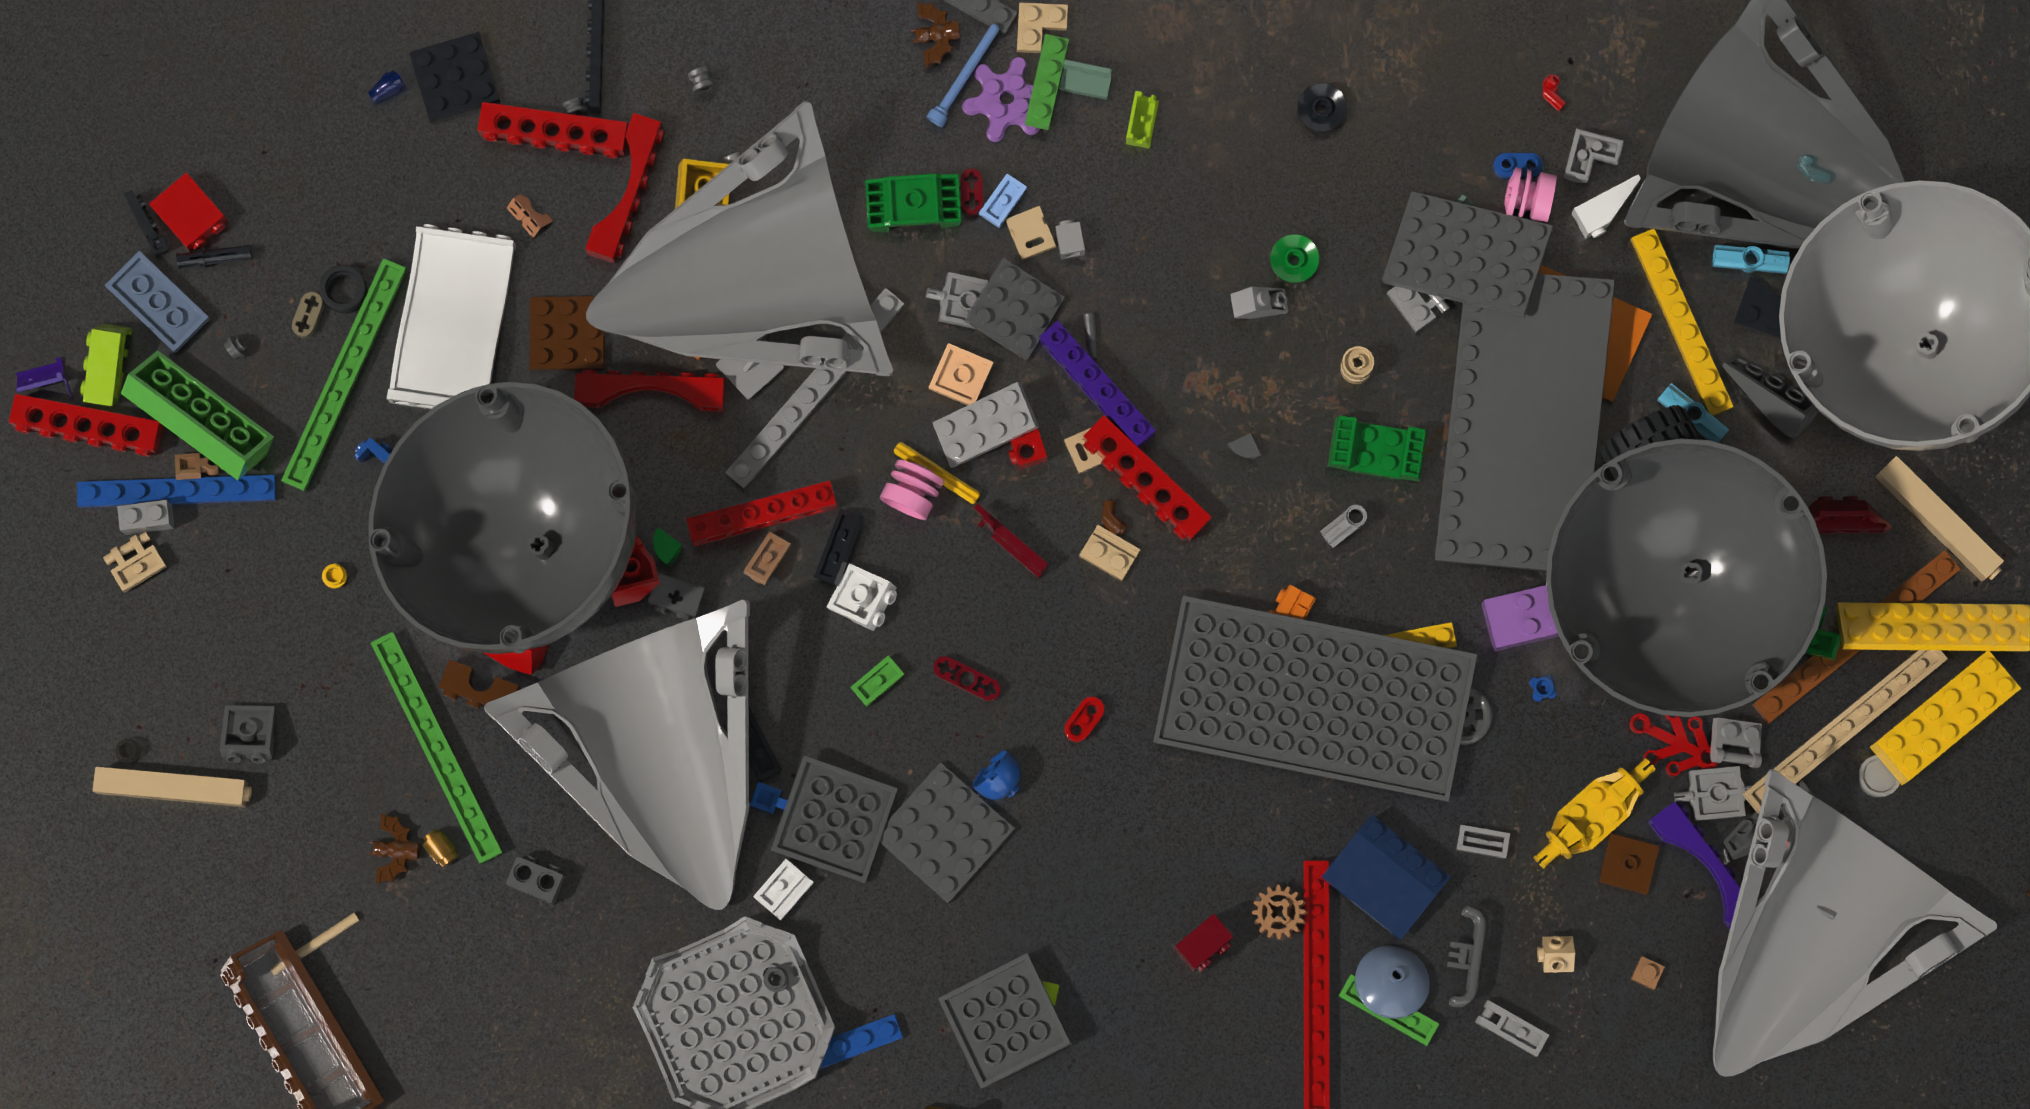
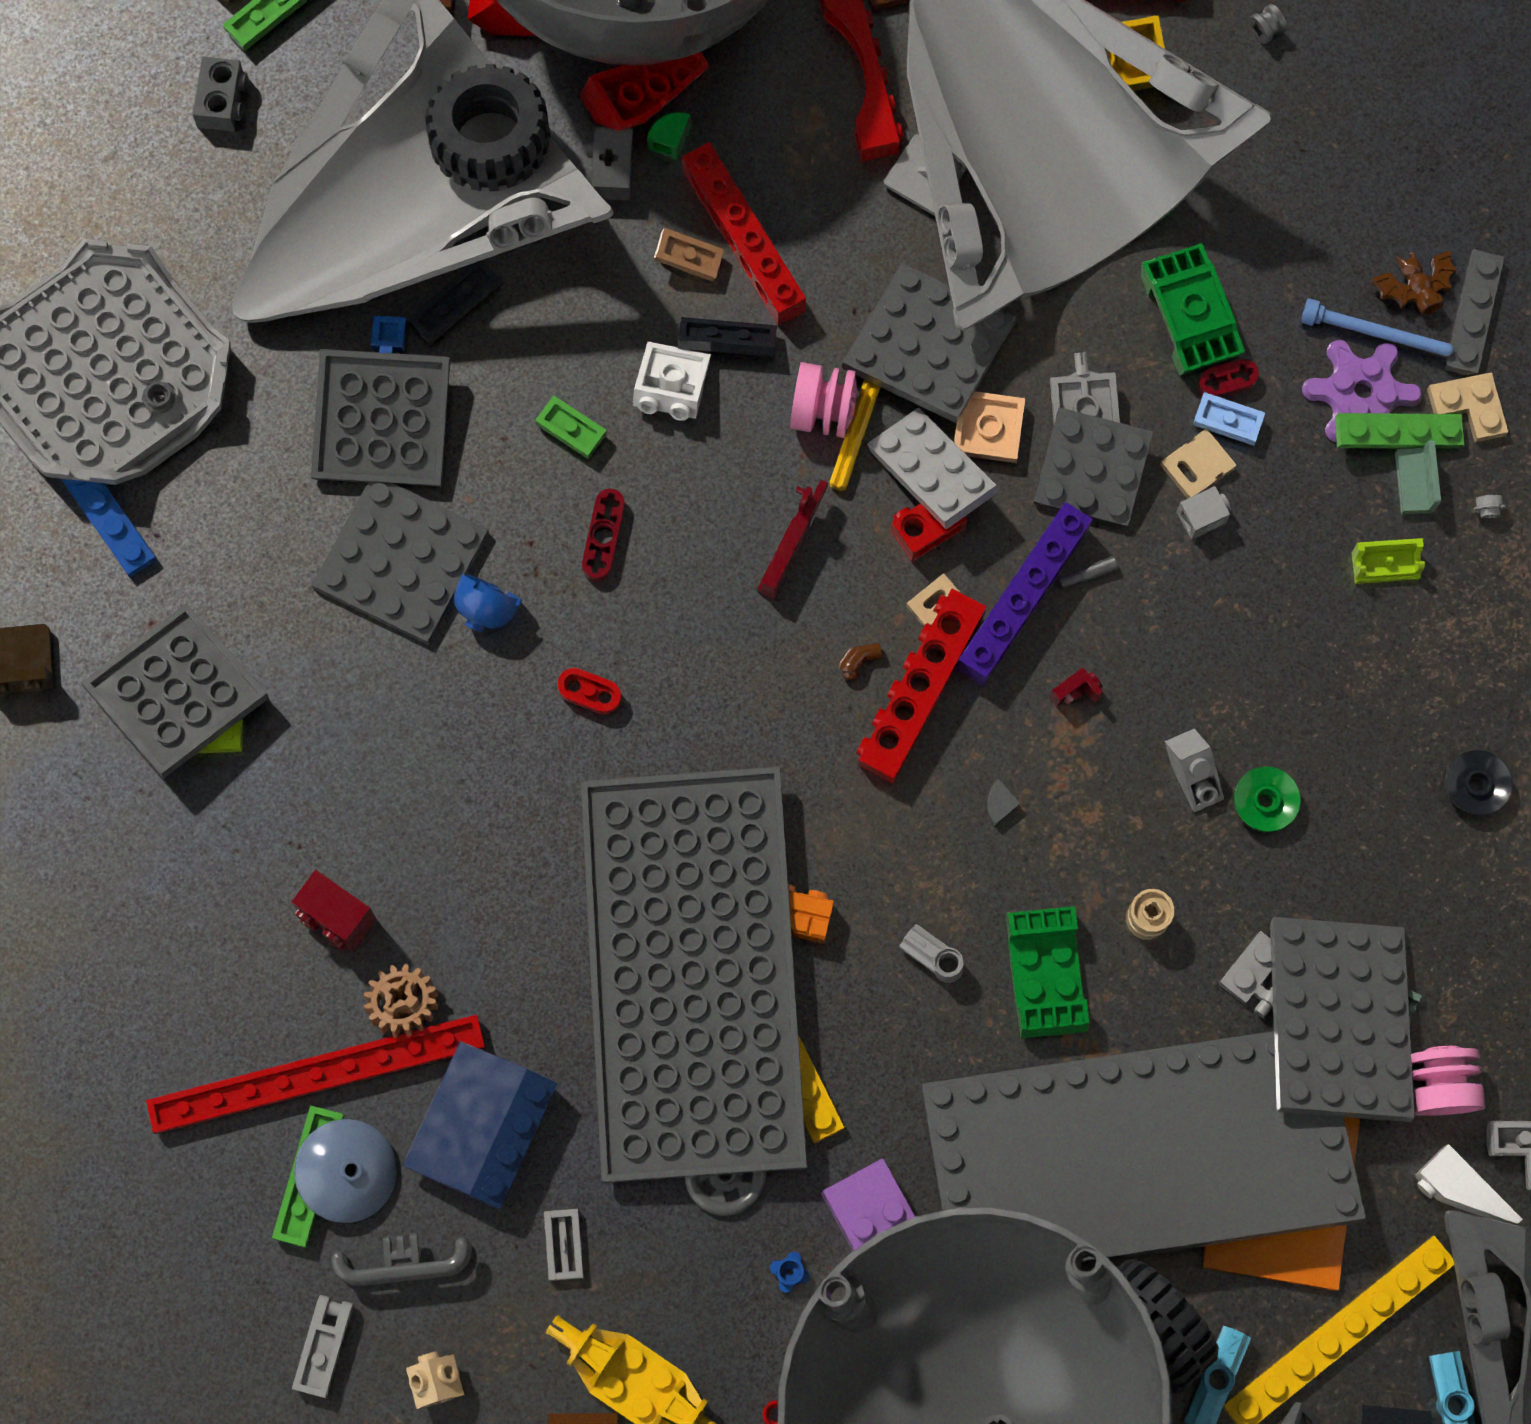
camera: 70 degrees right, 5 degrees down
(608, 657) = (479, 93): none -> black tyre
(783, 889) = (279, 384): white plate -> none
(802, 403) = (900, 248): light grey plate -> none
(886, 411) = (919, 351): none -> dark grey plate
(1109, 552) = (814, 668): tan plate -> none
(1120, 35) = (1489, 506): none -> light grey plate
(1176, 373) = (1071, 688): none -> dark red bracket
(1517, 160) = (1489, 1058): blue plate -> none

